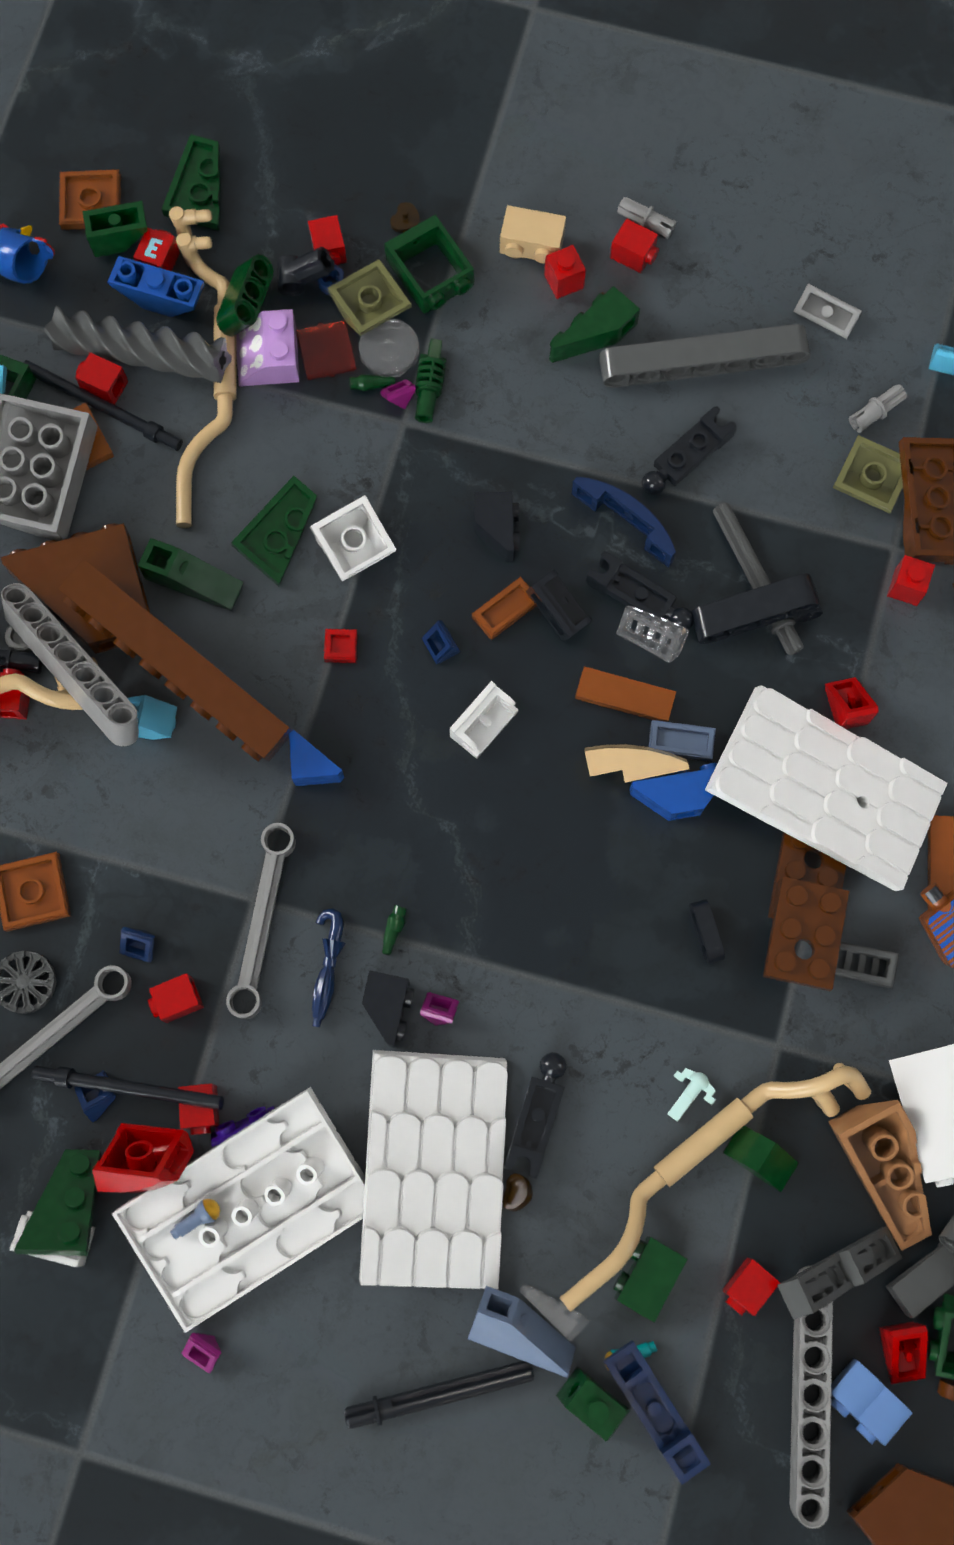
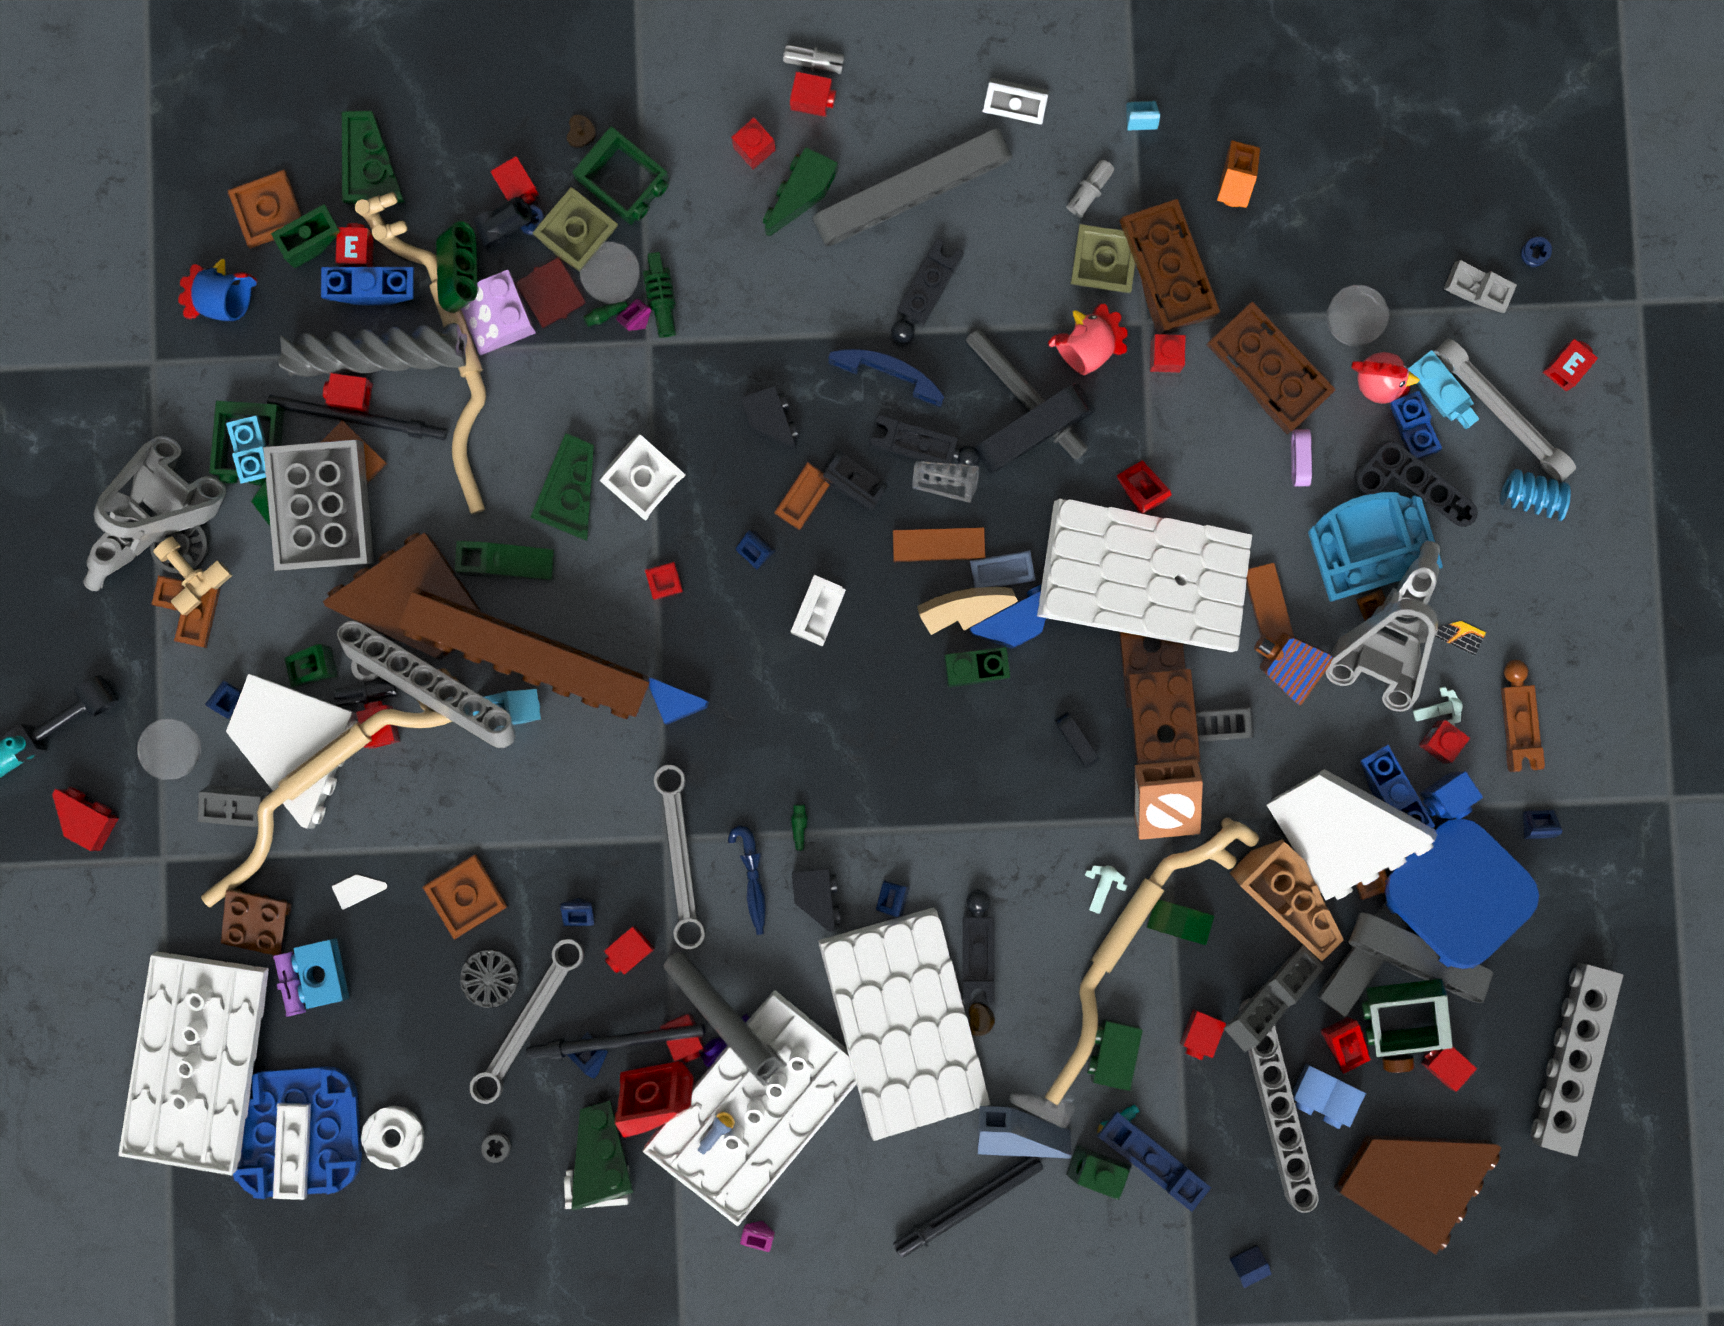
camera: 15 degrees left, 10 degrees up
(263, 1141) = (753, 1052): none -> dark grey axle
(439, 1009) = (863, 884): magenta slope -> none
(465, 1034) = (892, 899): none -> dark blue slope
(531, 233) = (710, 115): tan brick -> none
(626, 823) = (976, 667): none -> dark green slope
(786, 1020) = (1168, 799): none -> nougat brick
(838, 546) = (1092, 340): none -> coral piece

